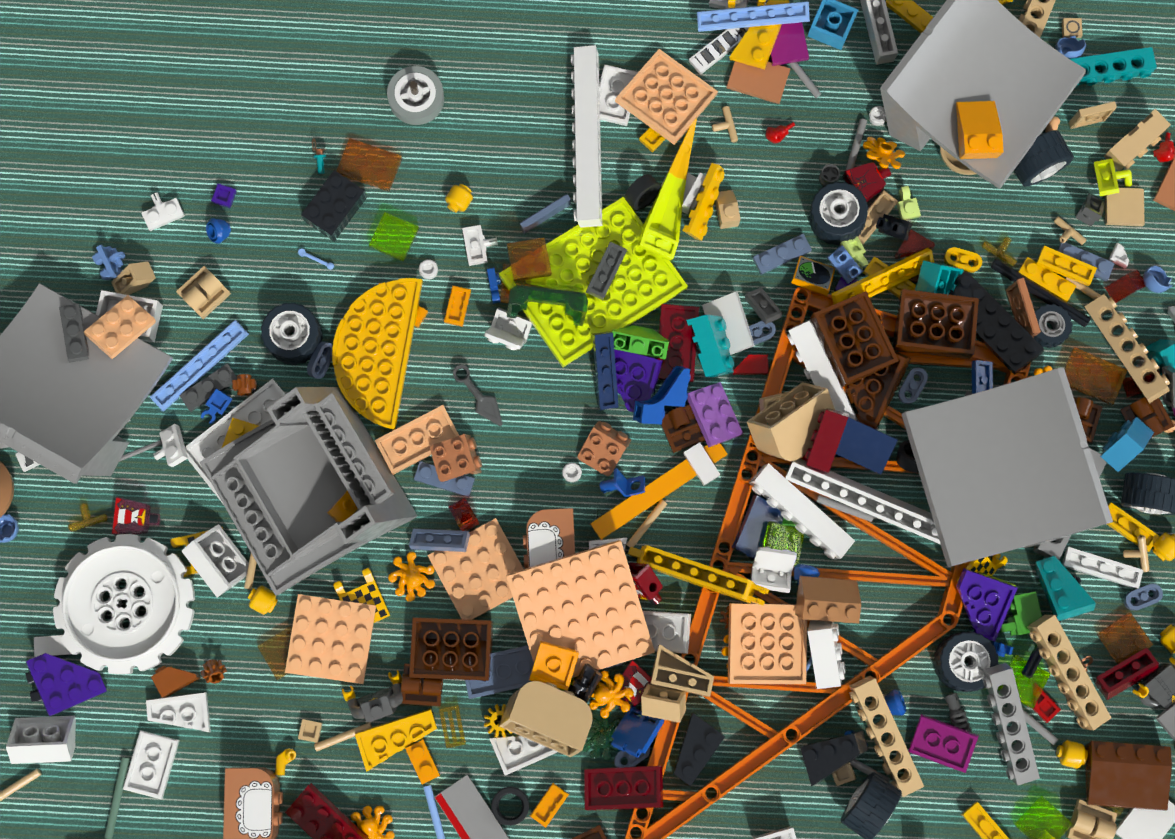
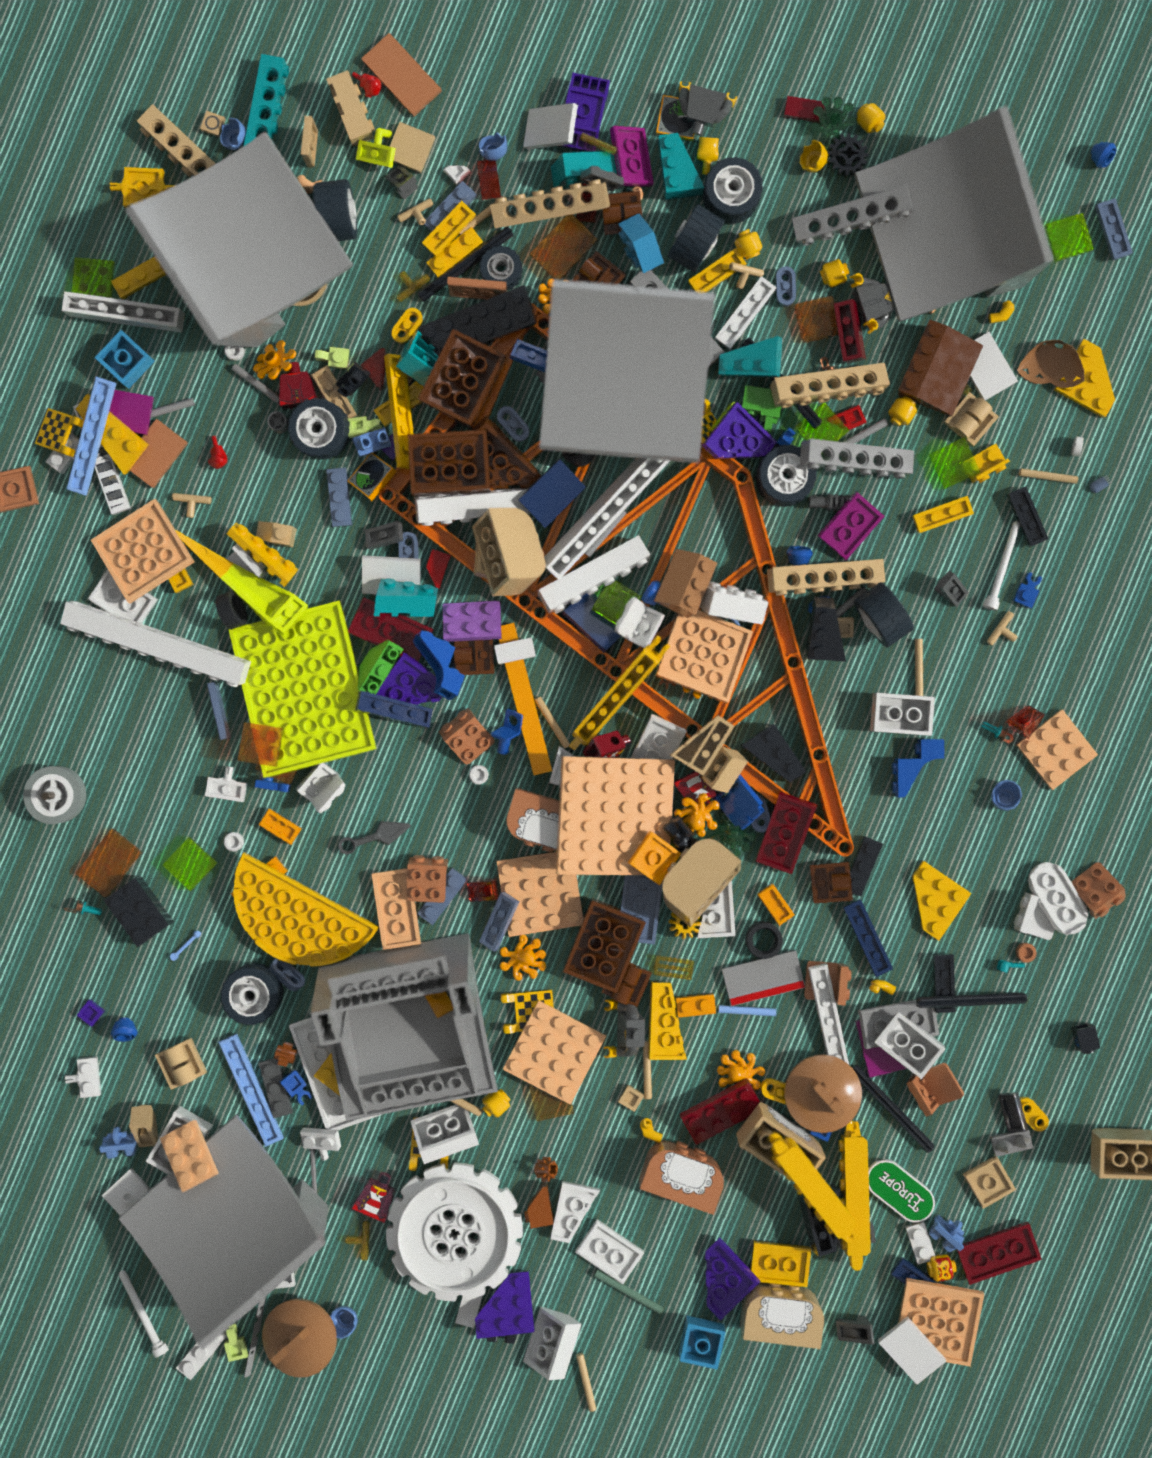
camera: 65 degrees left, 10 degrees up
(66, 283) = (126, 1191): none -> white plate
(73, 333) = (180, 1201): dark grey plate -> none
(459, 198) = (173, 788): yellow head -> none
(530, 291) = (299, 739): clear green windscreen -> none
(606, 271) = (297, 674): dark grey plate -> none
(826, 439) = (536, 527): dark red slope -> none
(978, 130) = (288, 263): light orange slope -> none

